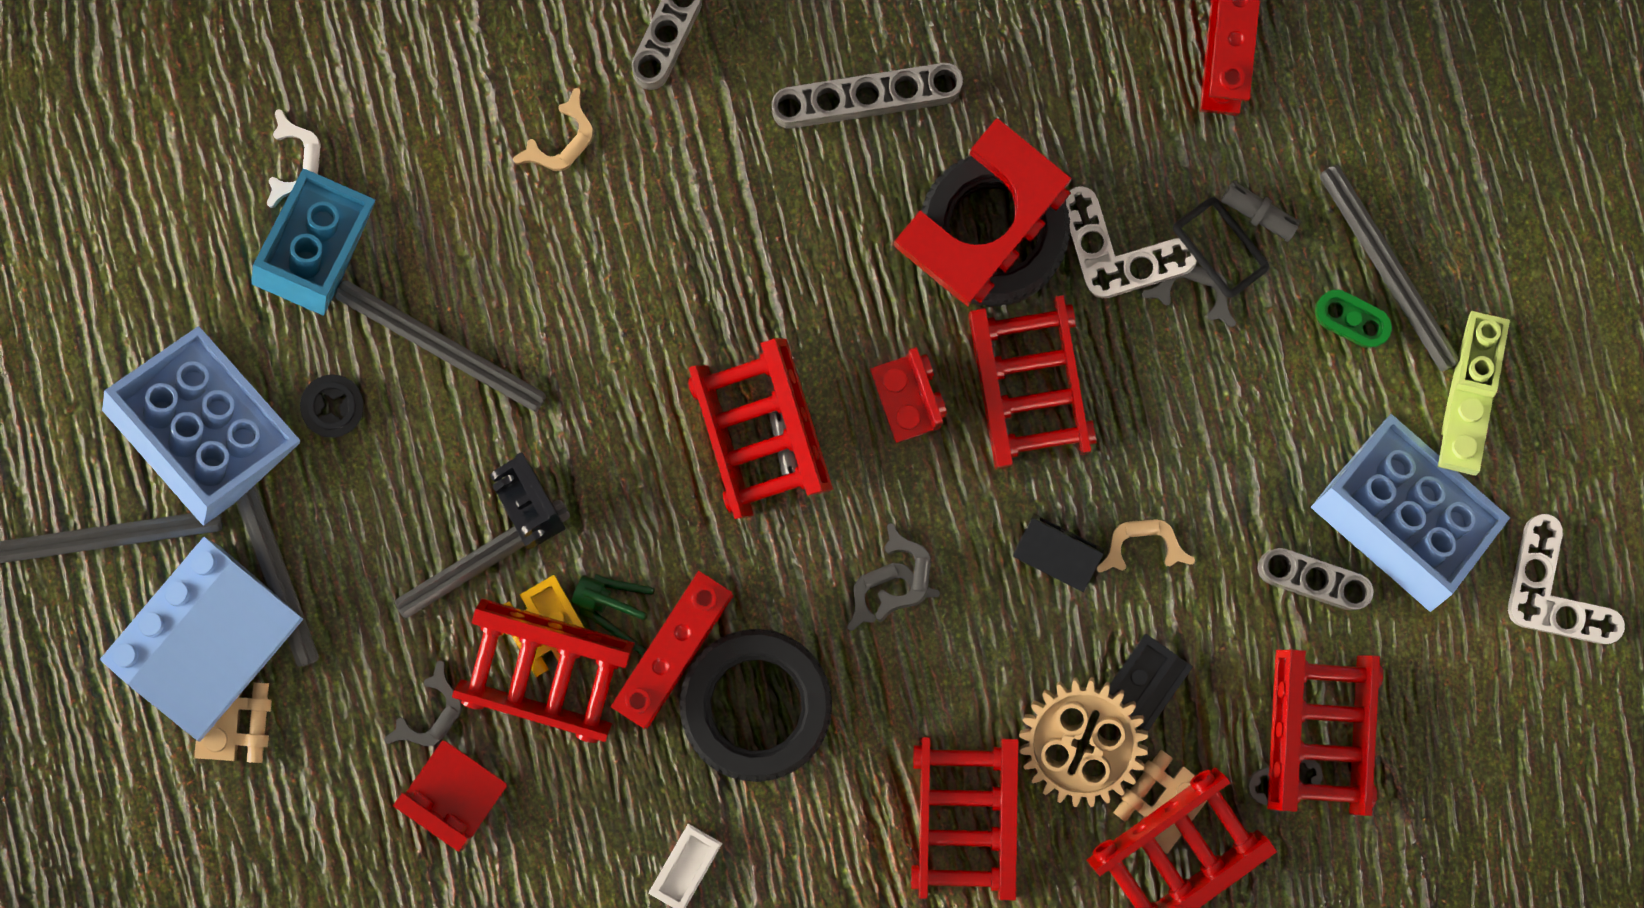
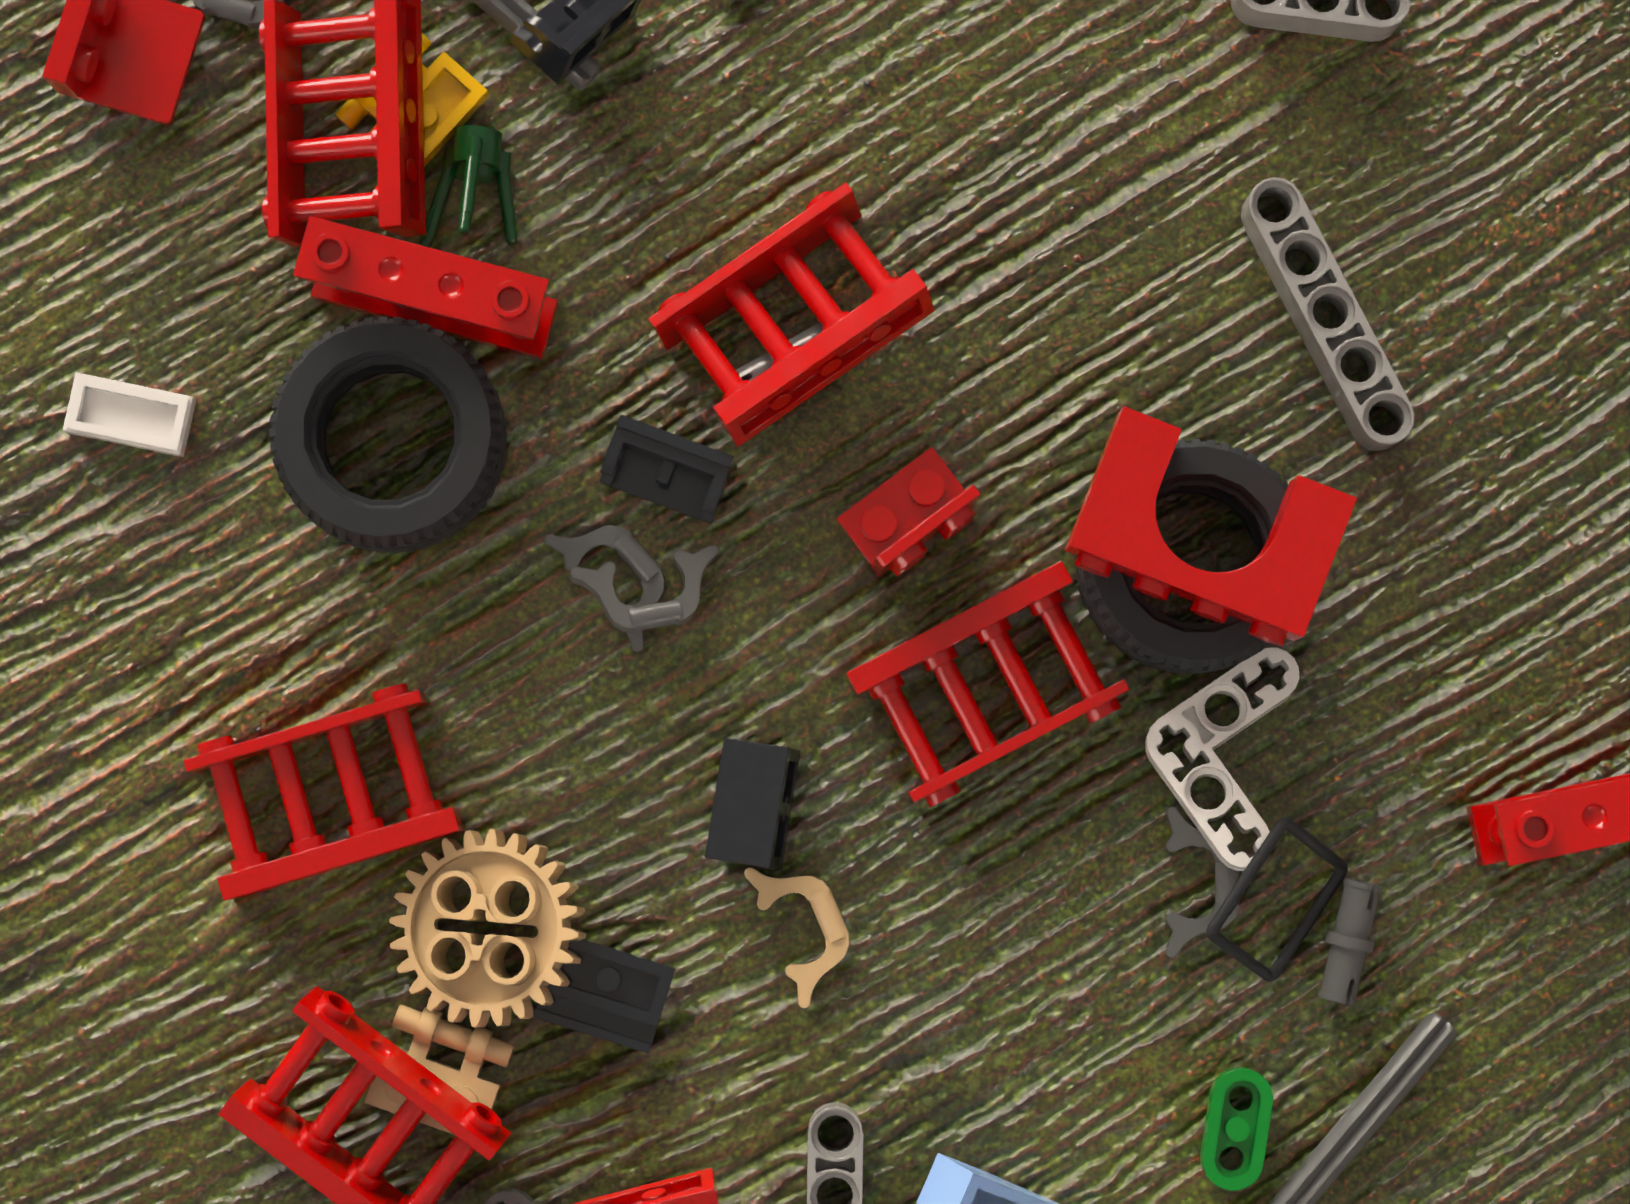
camera: 70 degrees right, 0 degrees up
(831, 539) = (666, 469): none -> black hinge

